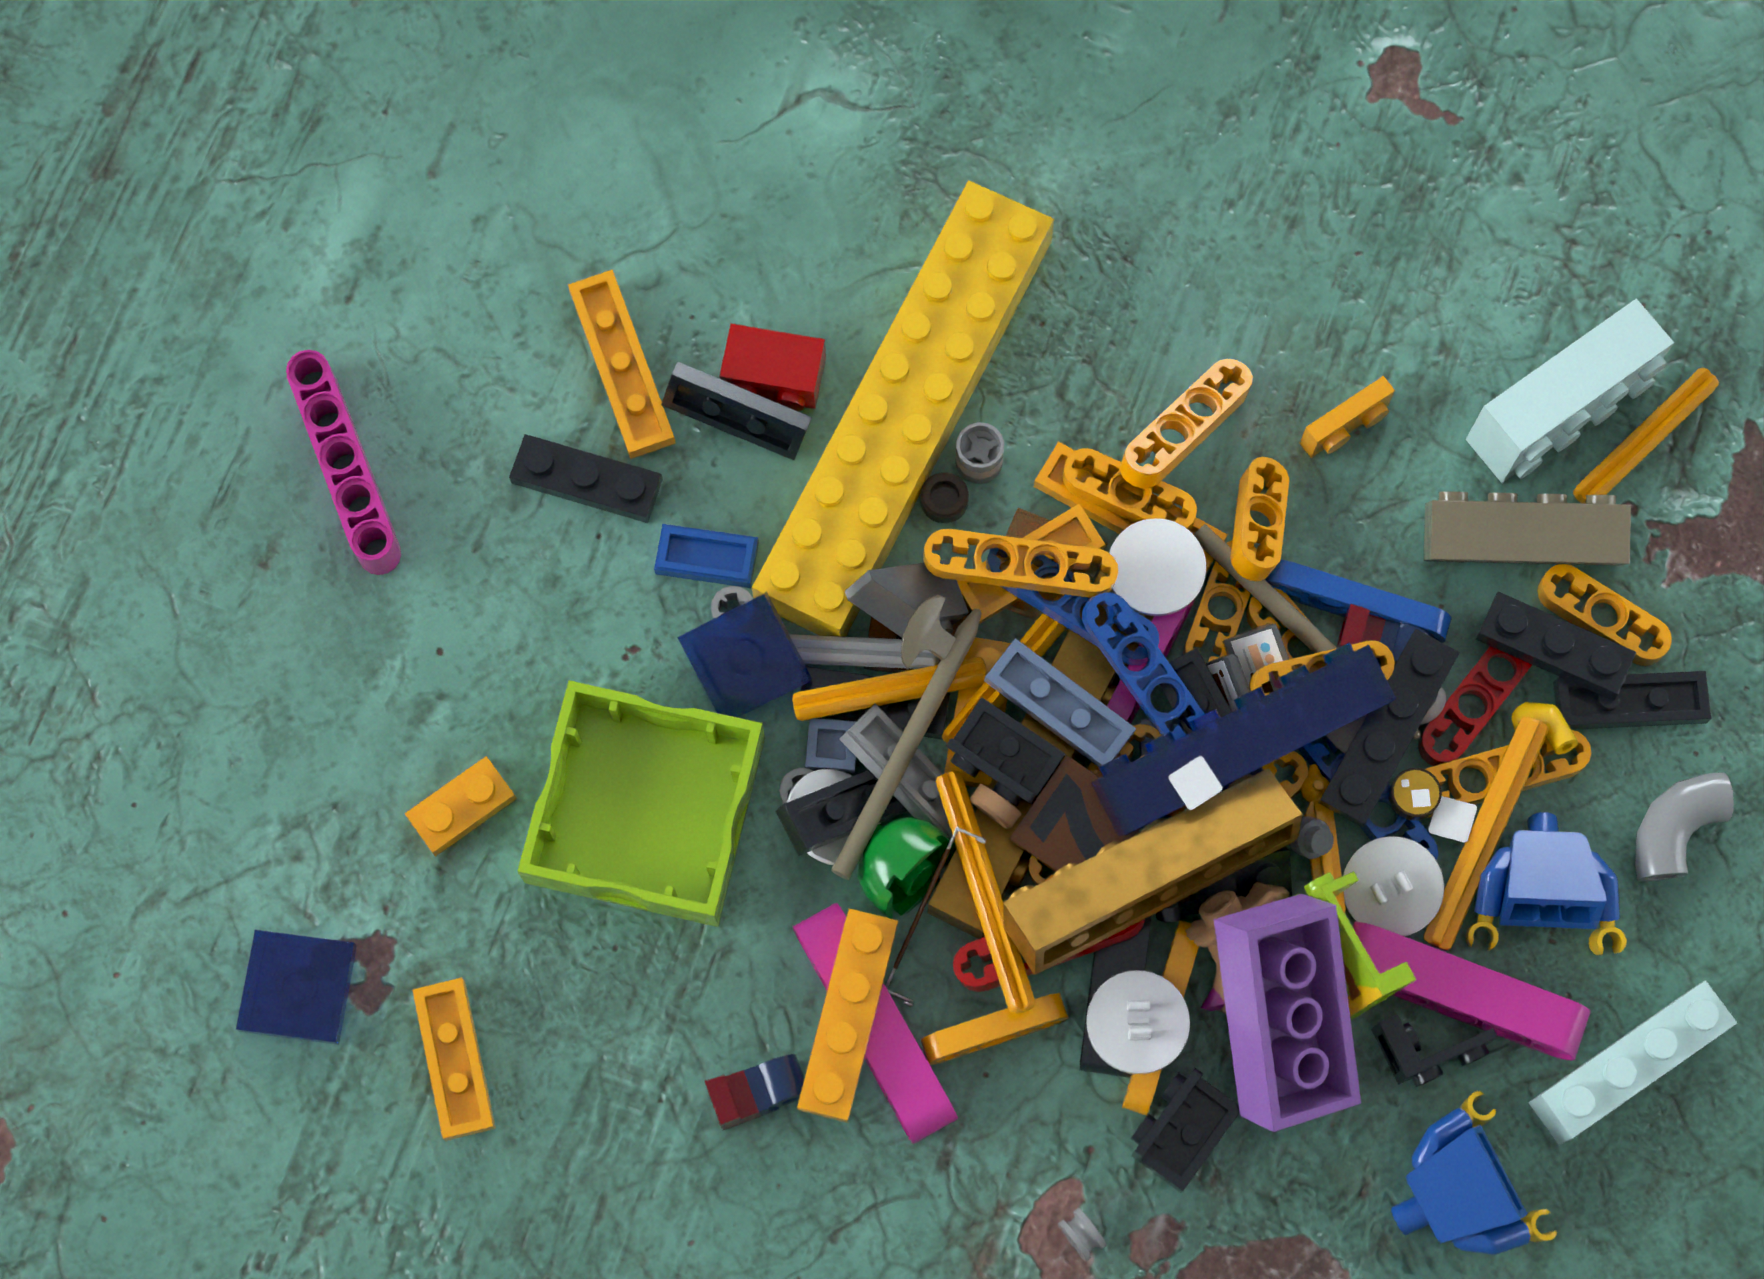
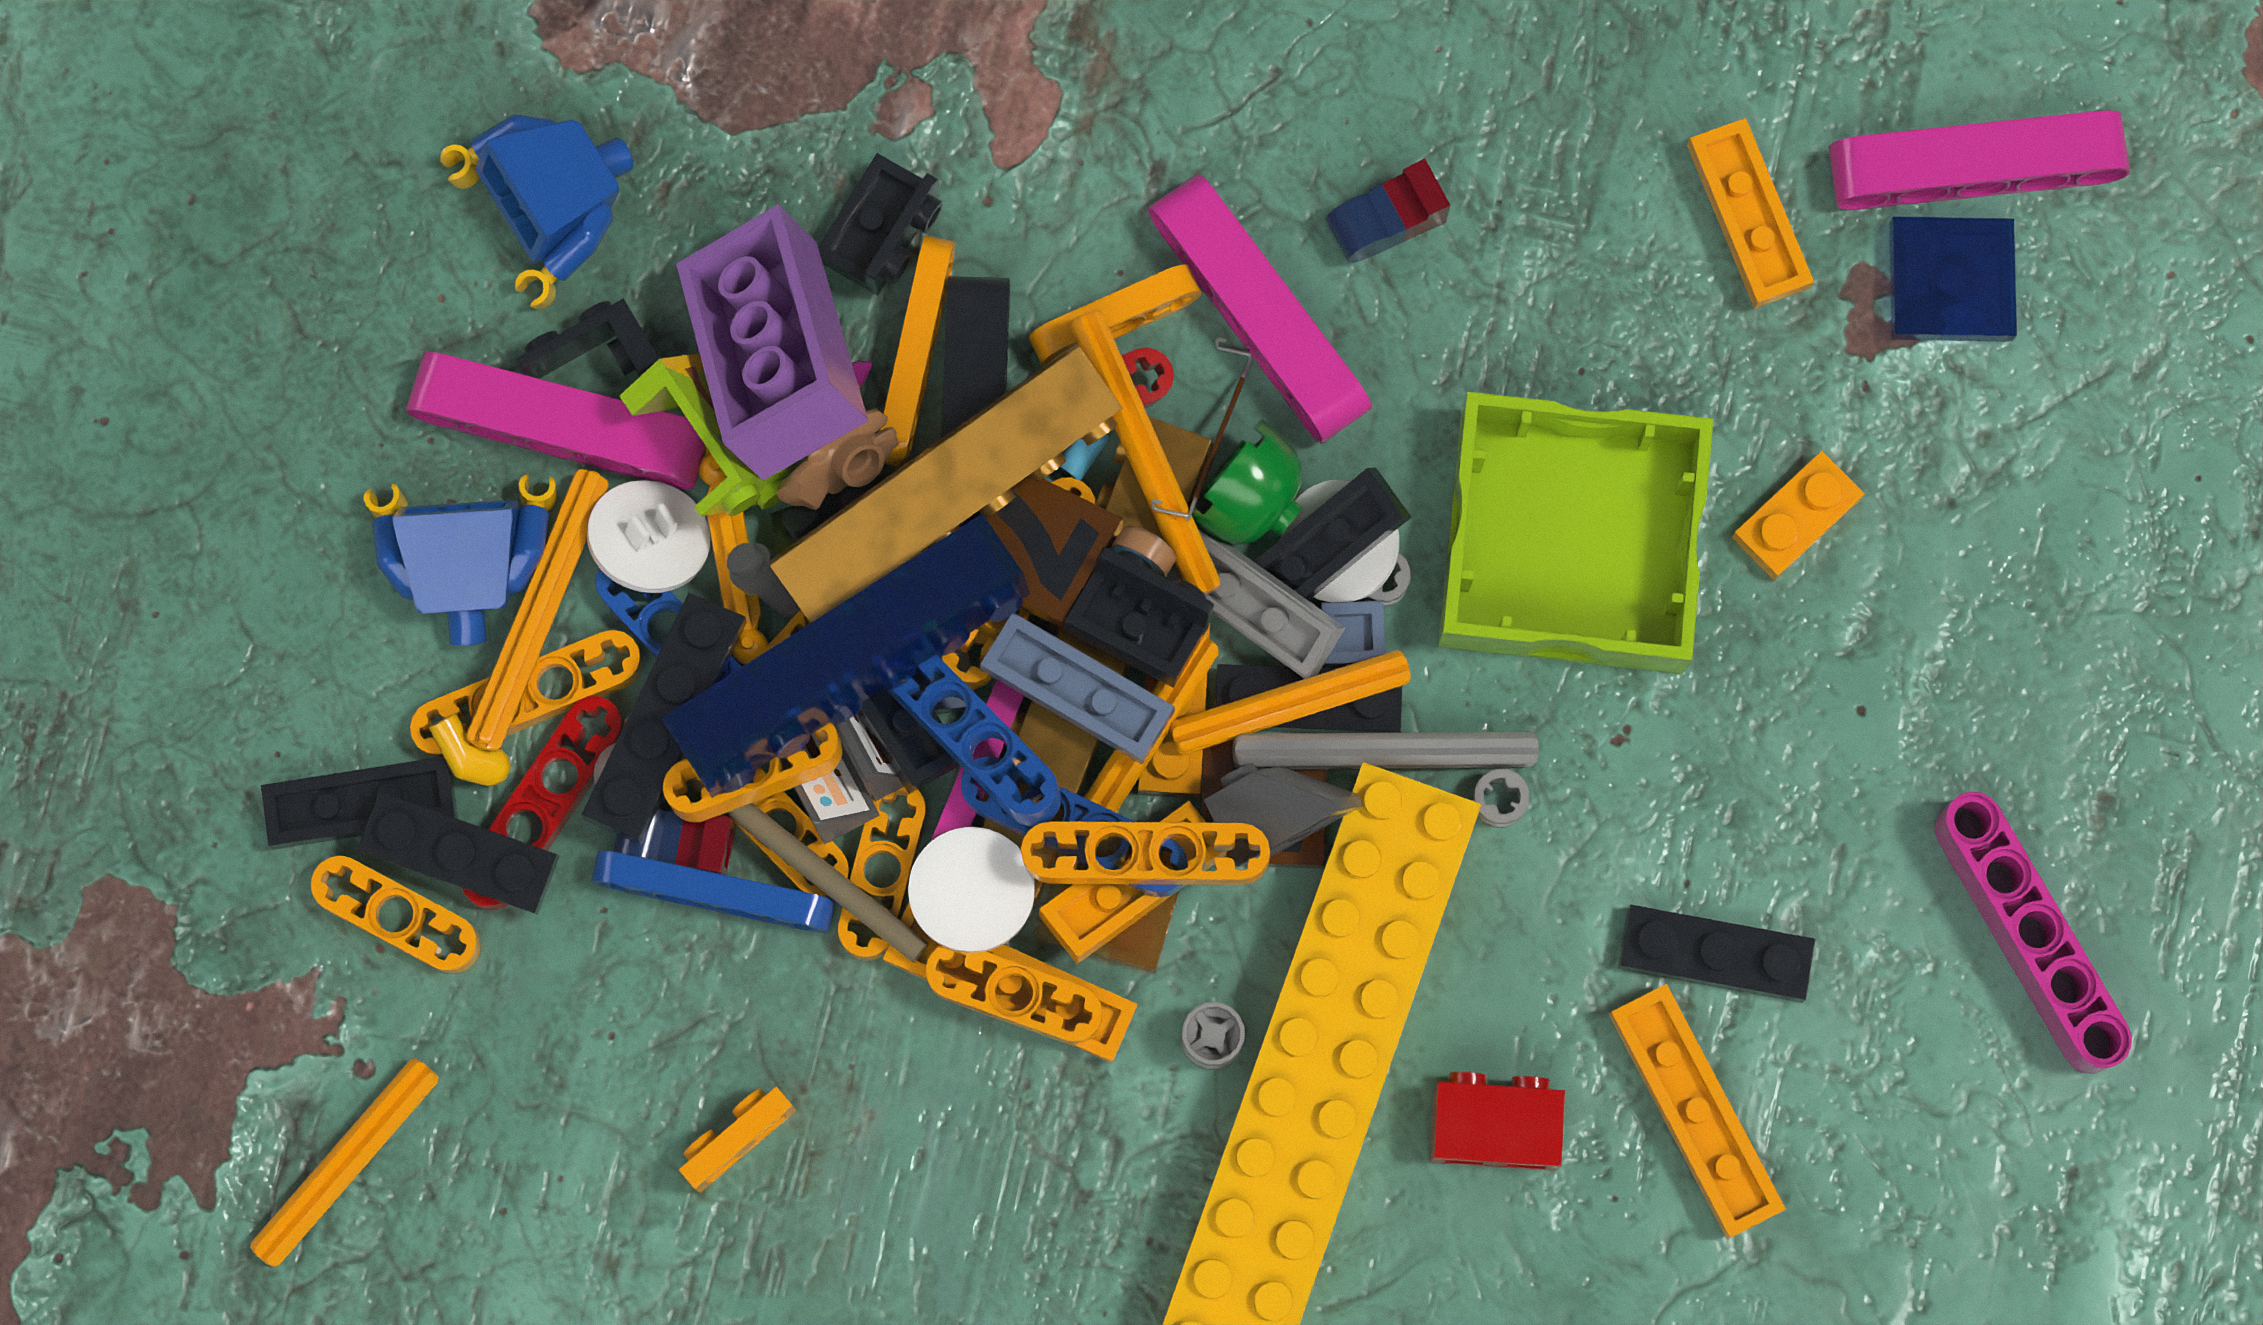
camera: 170 degrees right, 5 degrees up
(254, 1081) = (1979, 160): none -> dark pink beam
(706, 555) = (1545, 867): blue tile -> none
(735, 411) = (1535, 1053): black plate -> none
(745, 657) = (1477, 724): clear blue tile -> none
(847, 1015) = (1291, 297): light orange plate -> none
(921, 634) = (1258, 749): dark tan piece -> none
(944, 497) = (1251, 979): dark brown tile -> none
(1082, 1234) = (989, 96): light grey bush -> none
(1138, 1022) = (946, 328): white piece -> none
(1185, 421) = (945, 1096): light orange beam -> none
(1195, 783) = (902, 583): white sticker -> none
(1247, 531) = (858, 1025): light orange beam -> none
(1415, 794) = (627, 645): tile -> none
(1453, 819) = (579, 622): white sticker -> none
(1527, 531) = (498, 1002): dark tan brick -> none
(1569, 392) = (447, 1192): light aqua brick -> none
(1632, 1063) = (355, 354): light aqua brick -> none
(1672, 821) = (306, 654): light grey cylinder -> none

